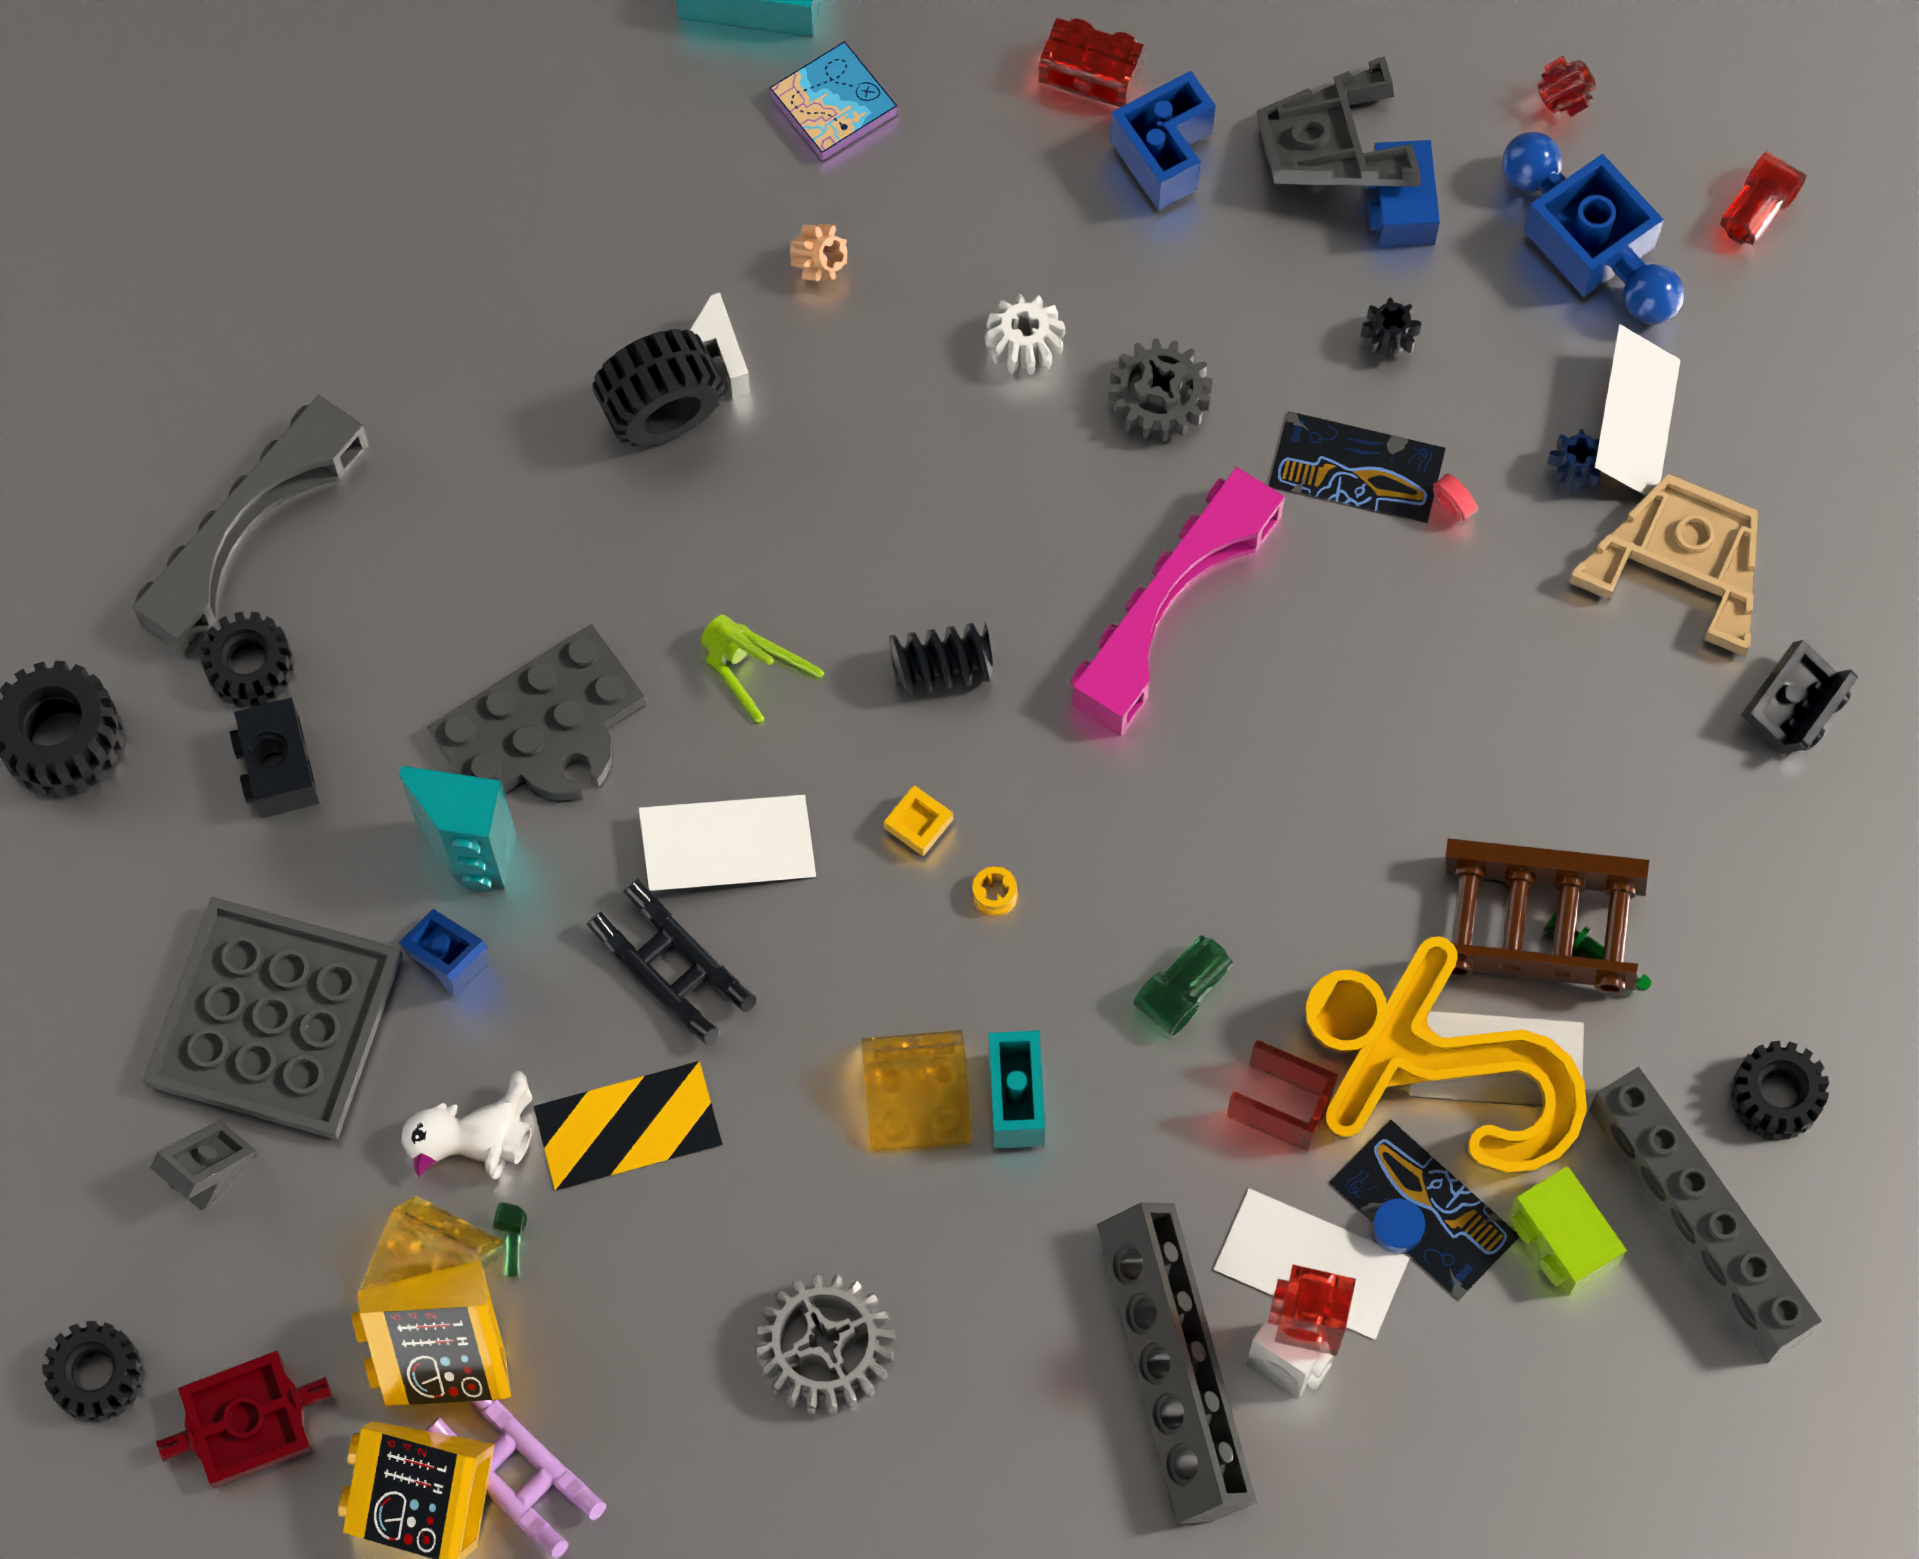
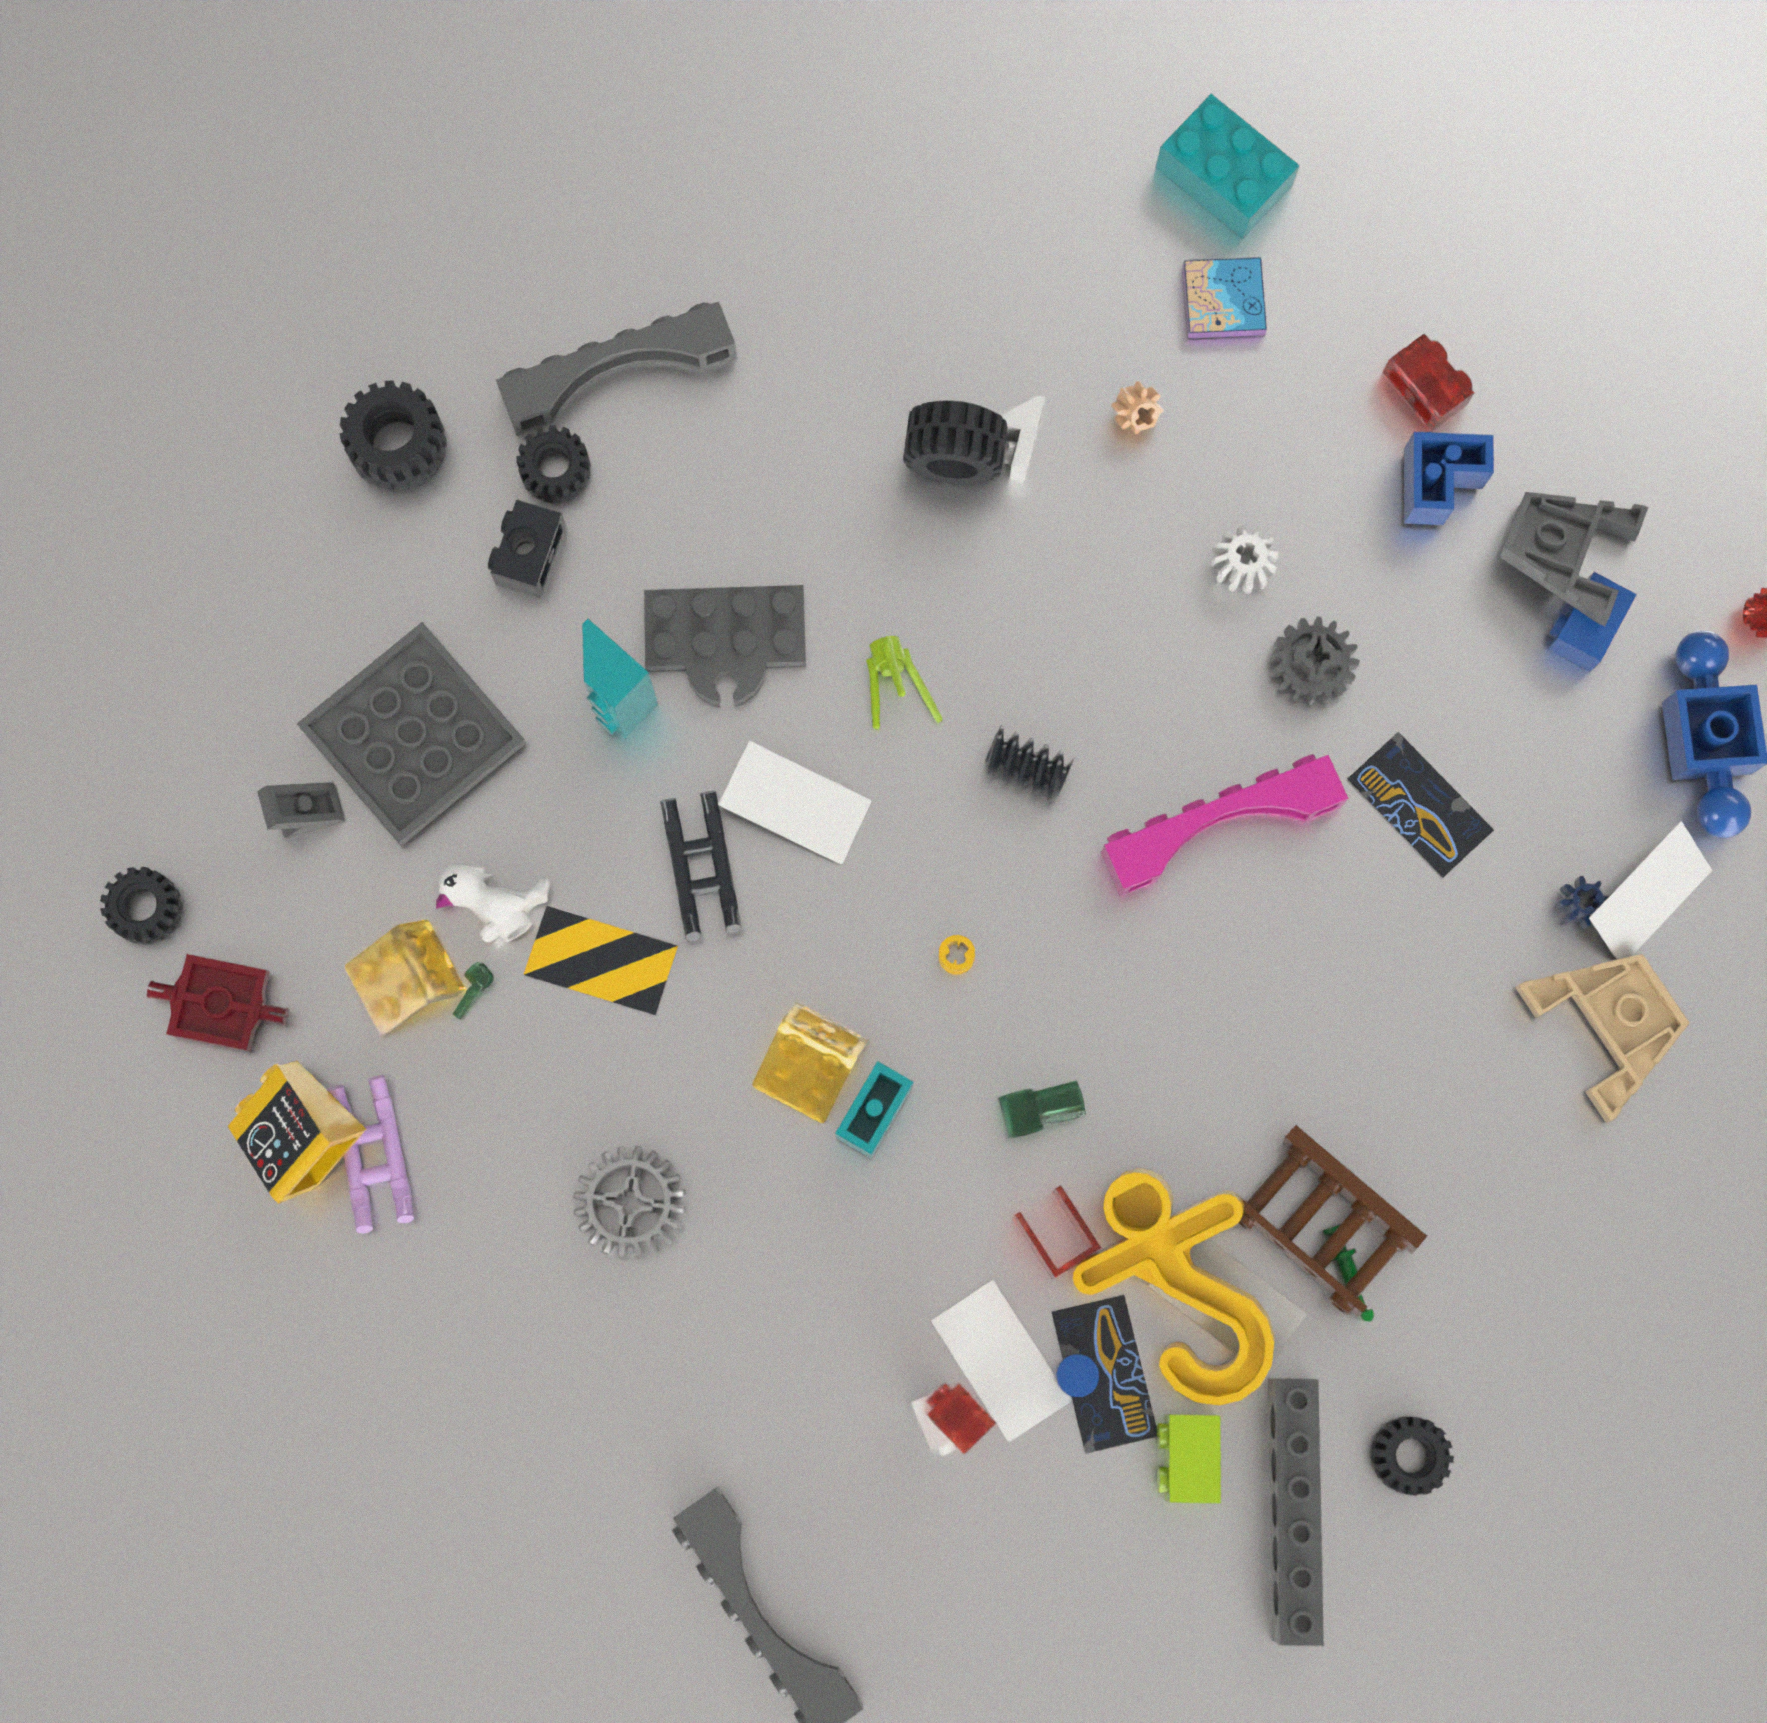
camera: 30 degrees right, 10 degrees up
(433, 1338) = (370, 1033): slope -> none
(446, 950) = (553, 759): blue slope -> none
(918, 820) = (935, 871): yellow plate -> none
(1176, 1363) = (856, 1375): dark grey brick -> none
(1390, 329) = (1507, 727): black gear -> none
(1454, 497) = (1473, 873): coral tile -> none
(1798, 699) = (1622, 1181): black bracket -> none

